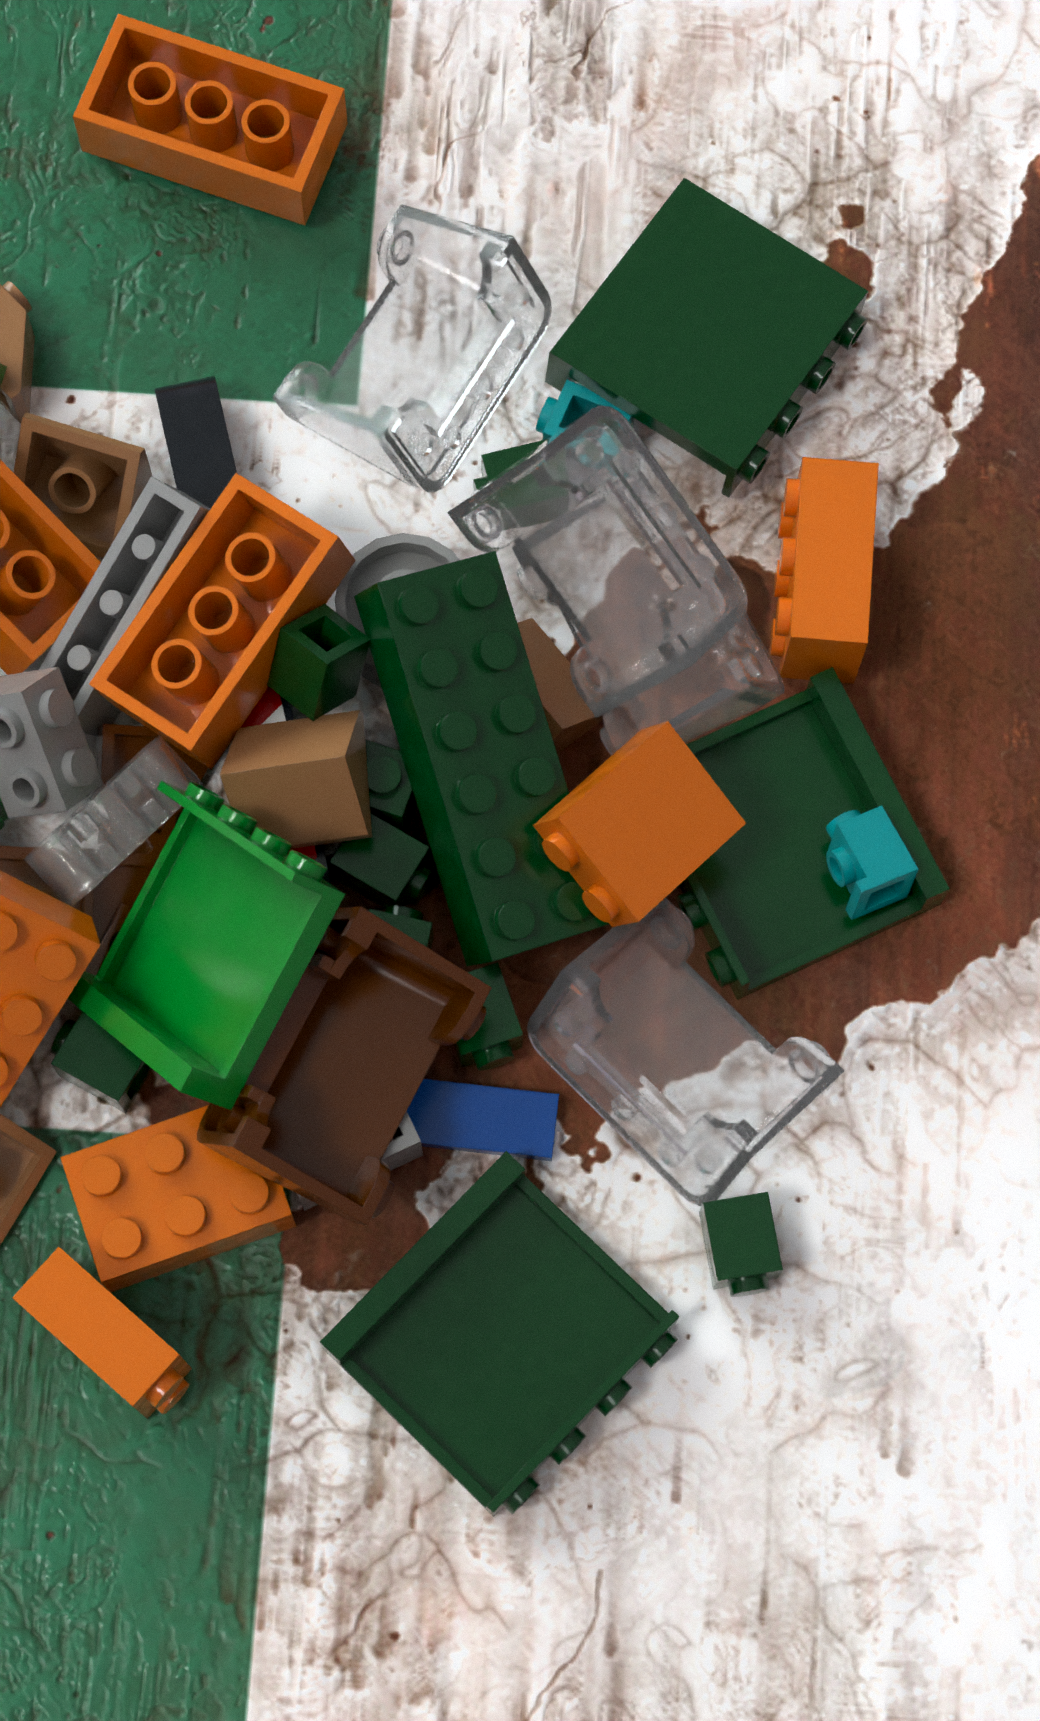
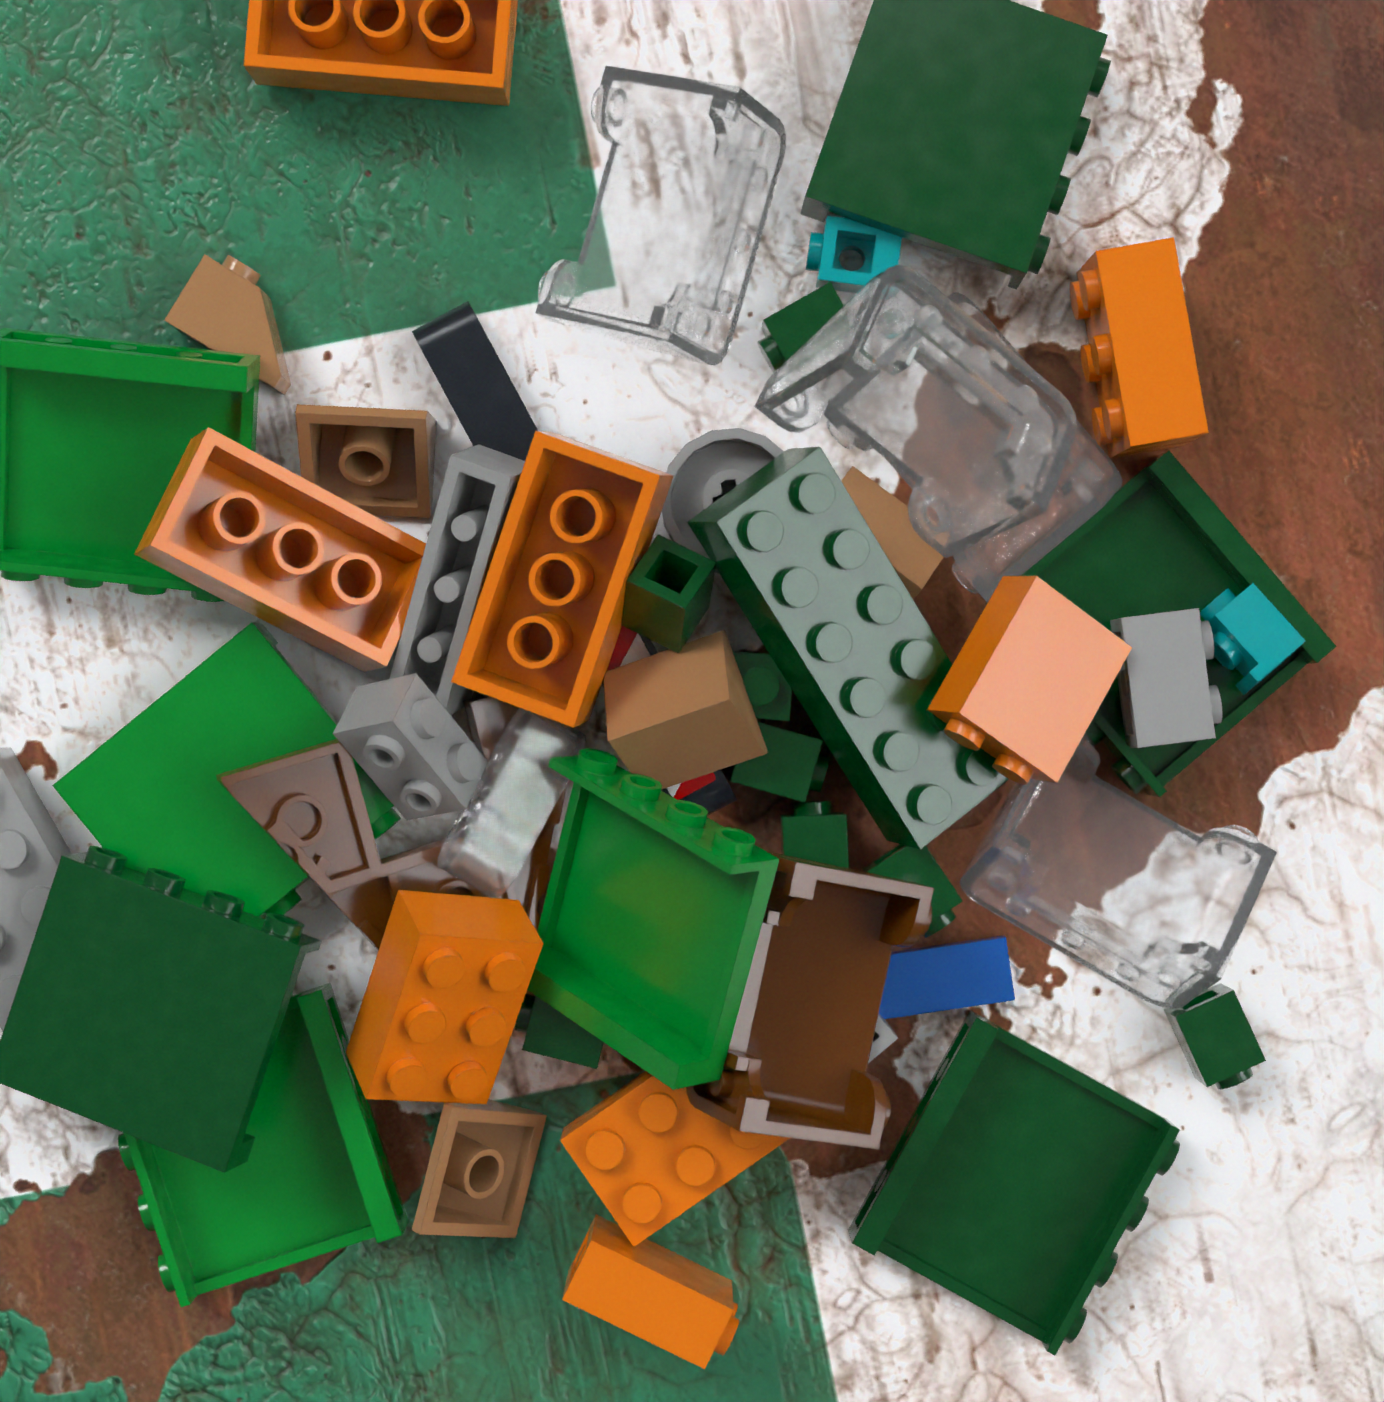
camera: 15 degrees left, 15 degrees up
(774, 873) = (1166, 679): none -> light grey brick

